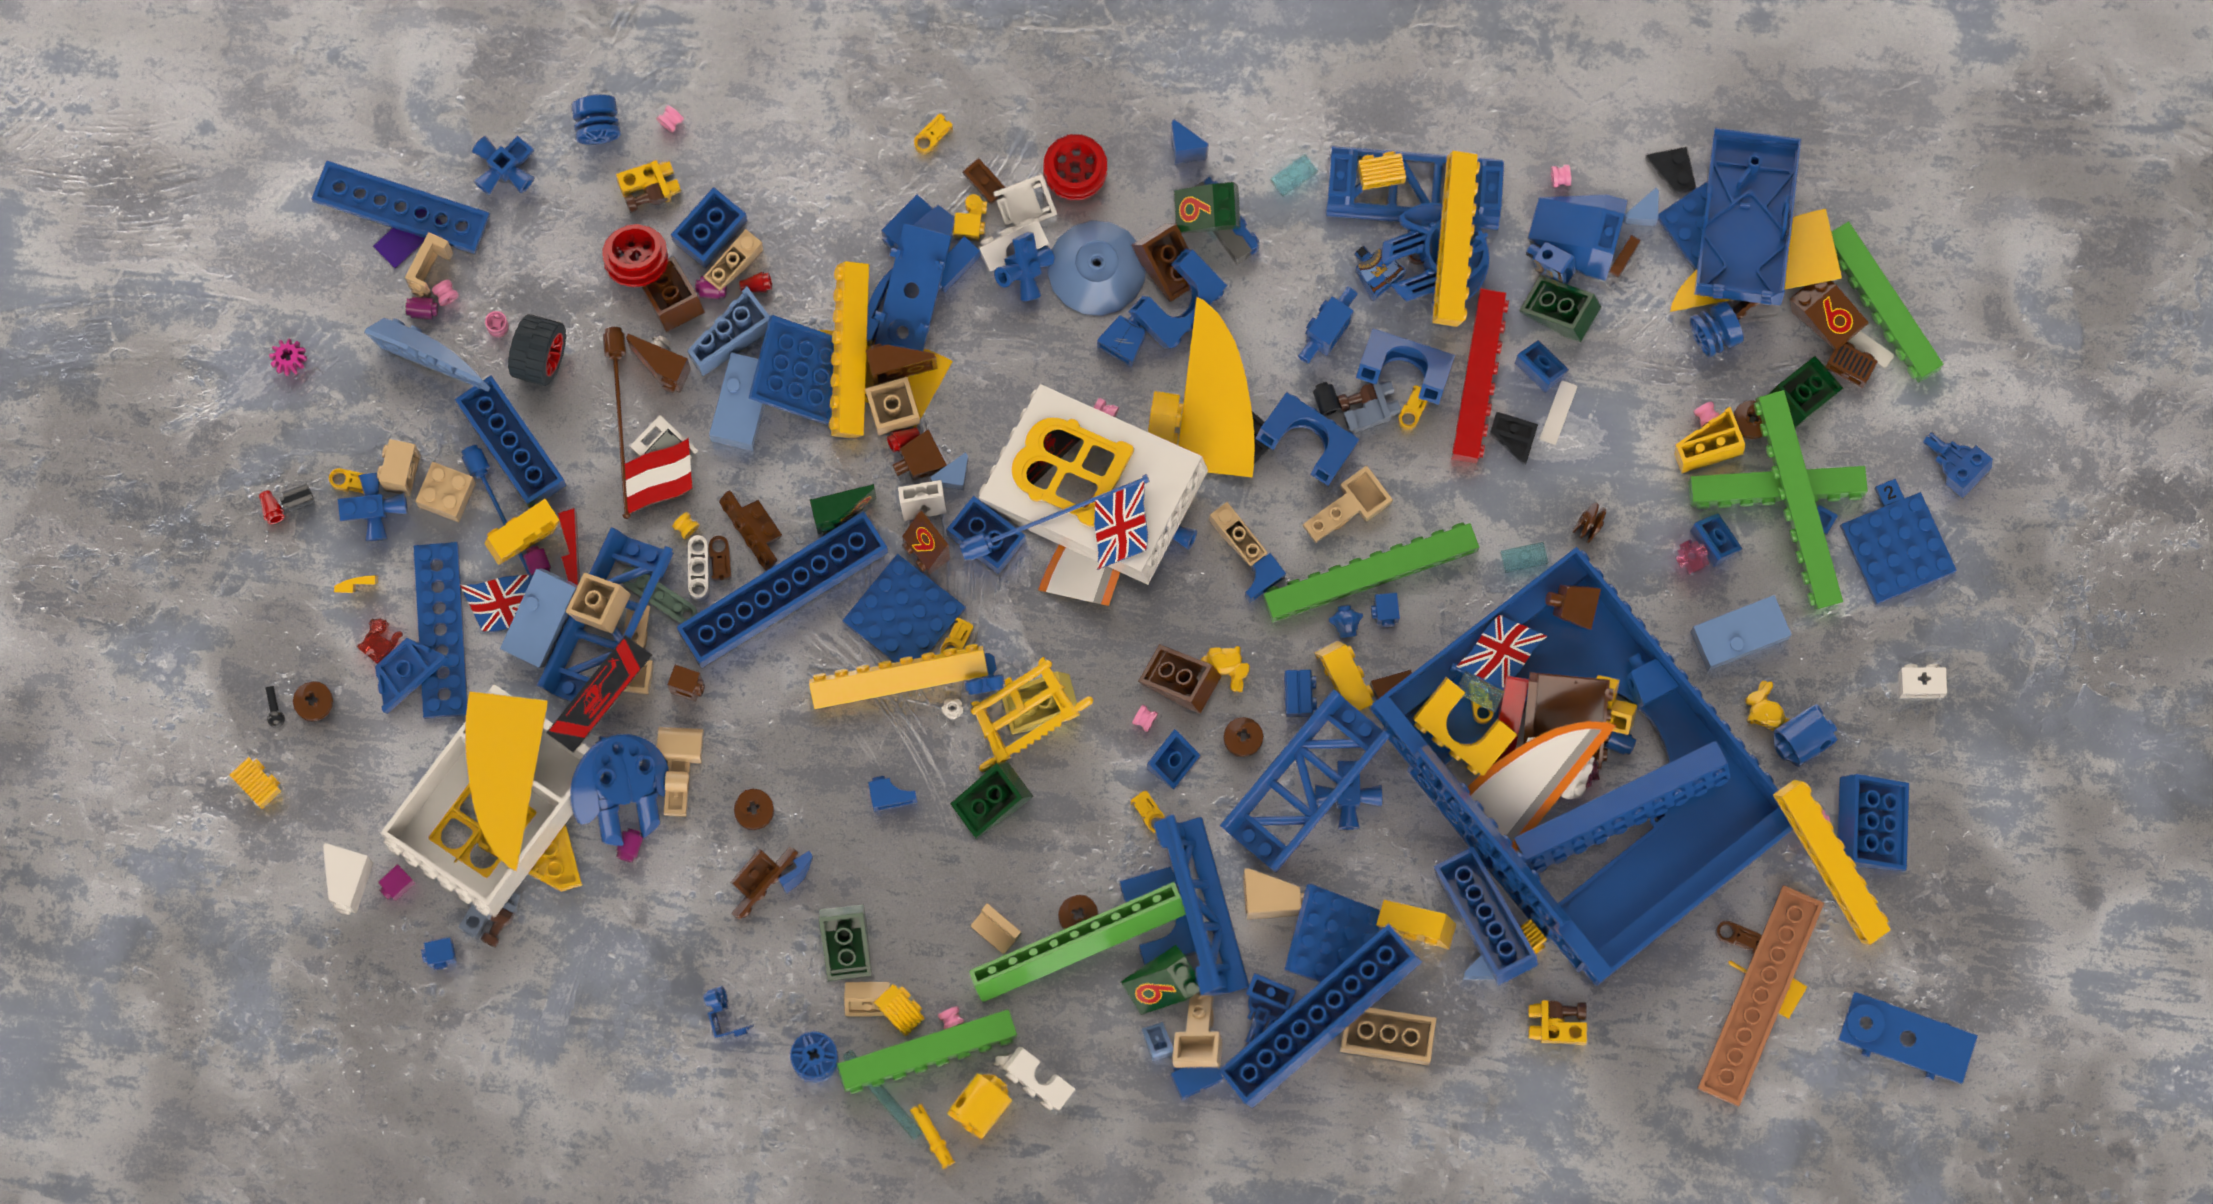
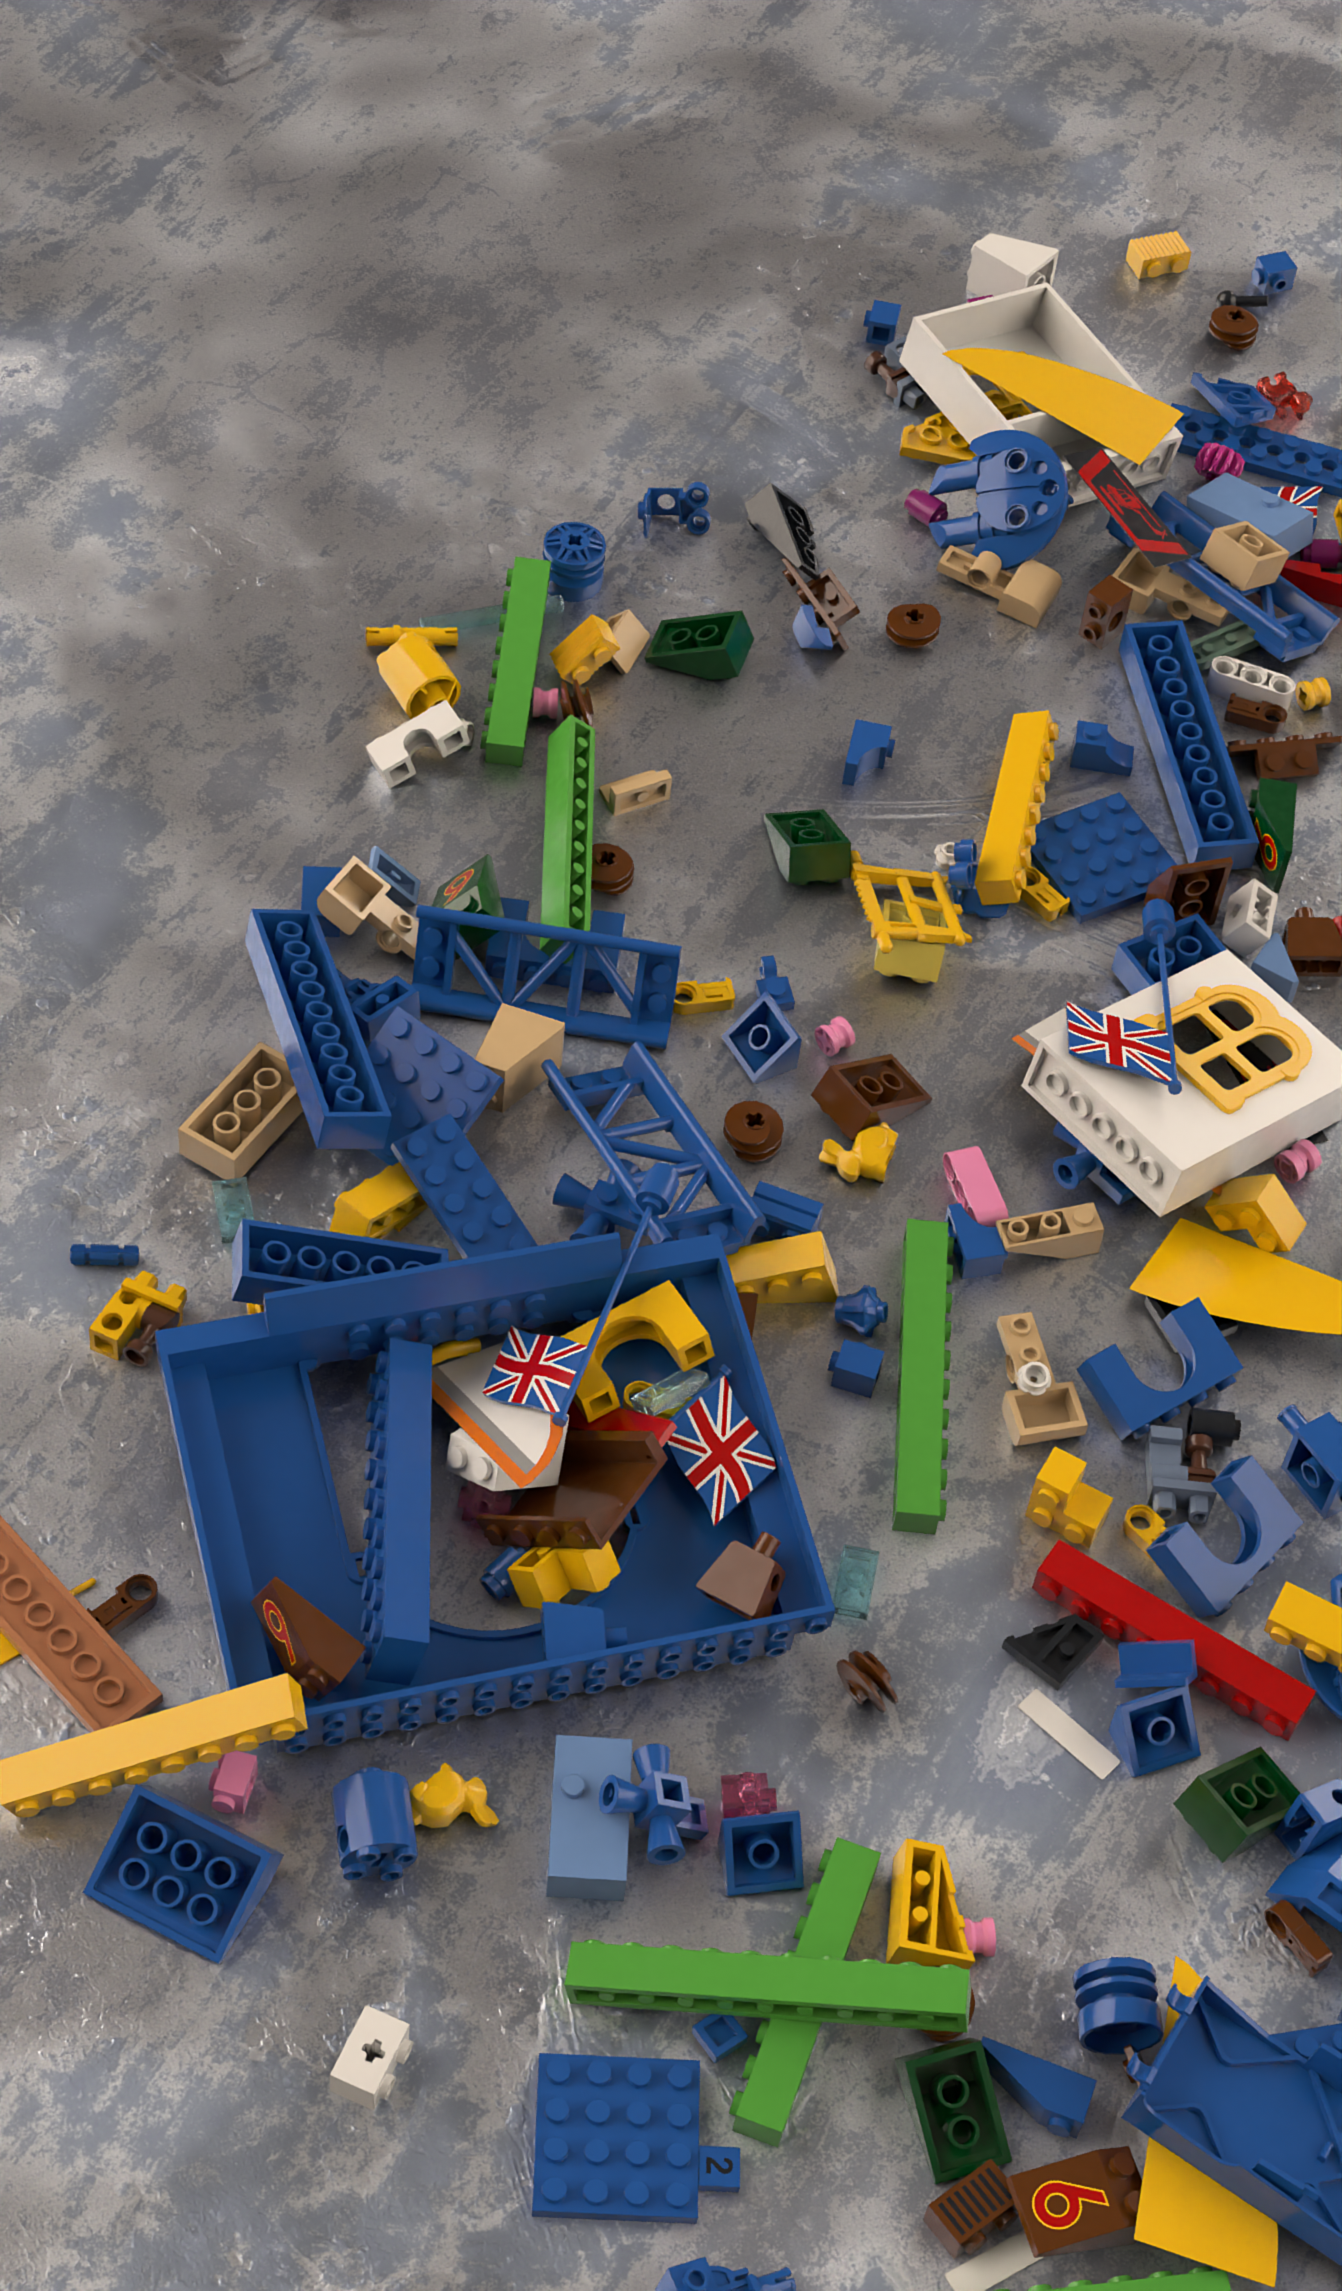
camera: 110 degrees right, 25 degrees down
(235, 691) = (1274, 273): none -> blue brick
(485, 659) = (1216, 460): none -> dark pink gear
(702, 934) = (785, 526): none -> wedge
(811, 644) = (1098, 751): none -> blue arch
(950, 993) = (578, 705): none -> reddish brown piece
(1123, 771) = (777, 986): none -> blue plate
(1221, 591) = (974, 1185): none -> bright pink beam
(1359, 499) = (1039, 1372): none -> white plate
(1396, 865) = (460, 1190): none -> blue plate
(1422, 460) = (1065, 1502): none -> yellow brick
(1455, 1010) = (231, 1205): none -> clear light blue plate
(1506, 768) = (547, 1369): none -> flag
(1508, 375) = (1156, 1663): none -> blue panel
(1522, 1068) = (104, 1254): none -> blue axle
(1724, 598) = (657, 1804): none -> blue brick
(1736, 805) = (305, 1639): none -> reddish brown slope
(1773, 347) = (1043, 2089): none -> blue slope

